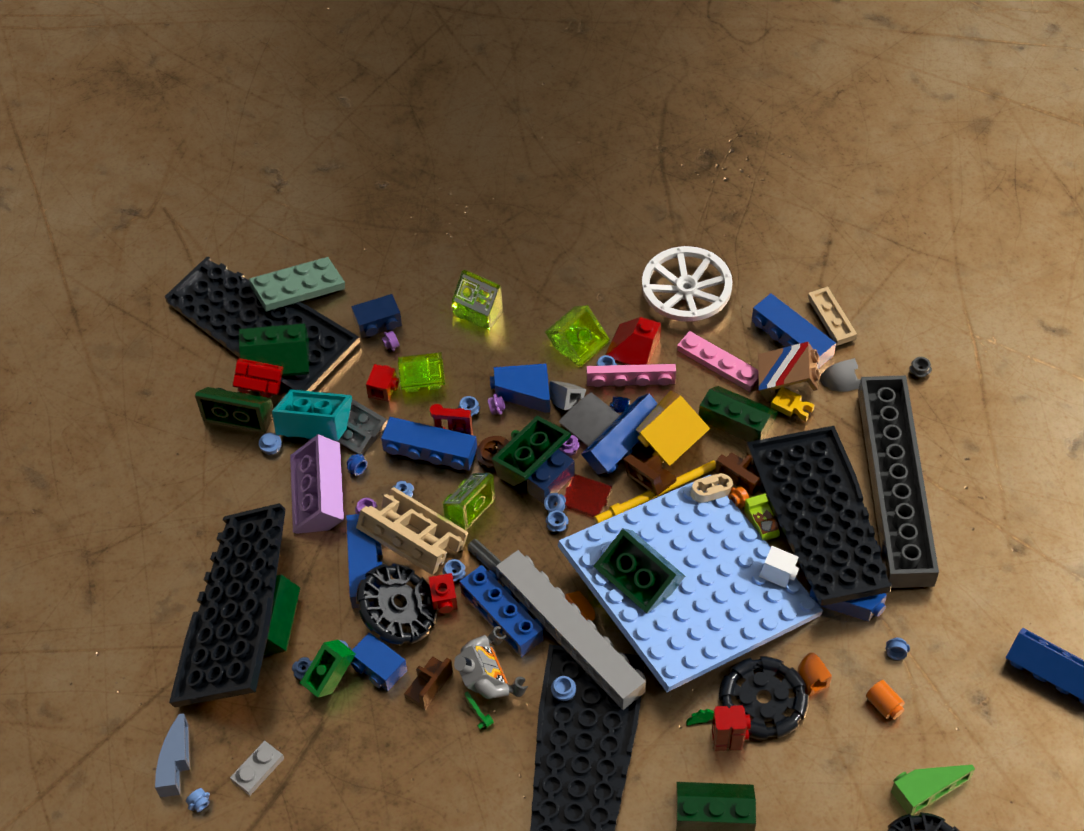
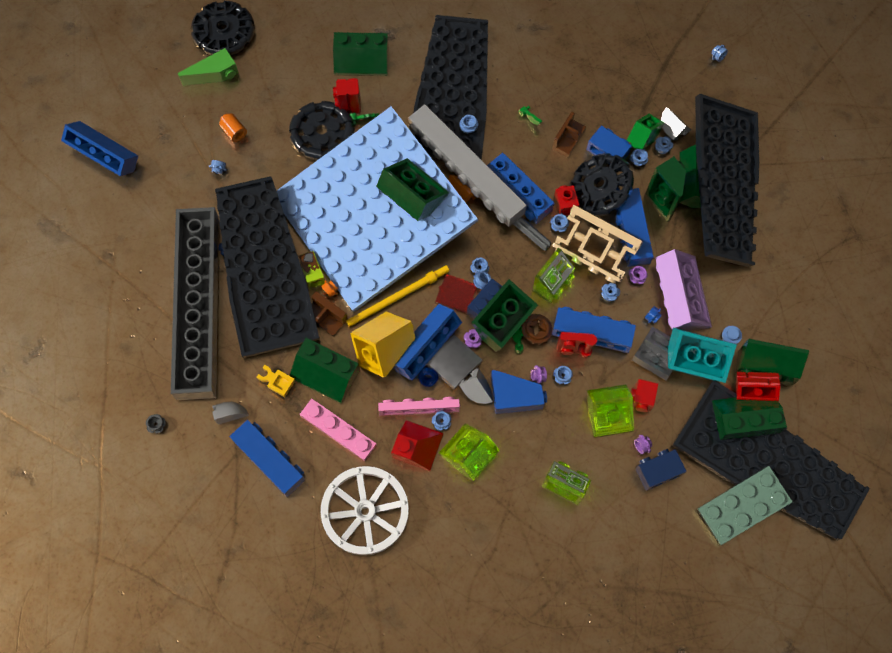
camera: 175 degrees right, 15 degrees up
(173, 758) = (743, 76): sand blue slope -> none
(257, 768) = (683, 77): light grey plate -> none
(283, 692) = (673, 124): none -> brick
(314, 586) = (667, 186): none -> dark green slope
(482, 670) = (530, 137): light grey torso -> none
(649, 473) = (402, 304): reddish brown panel -> none
(712, 490) = (355, 288): tan beam -> none
(779, 567) = (301, 213): white brick -> none
(786, 368) = (276, 402): medium nougat panel -> none
(814, 674) = (284, 147): orange brick -> none
(832, 316) = (228, 479): tan plate -> none

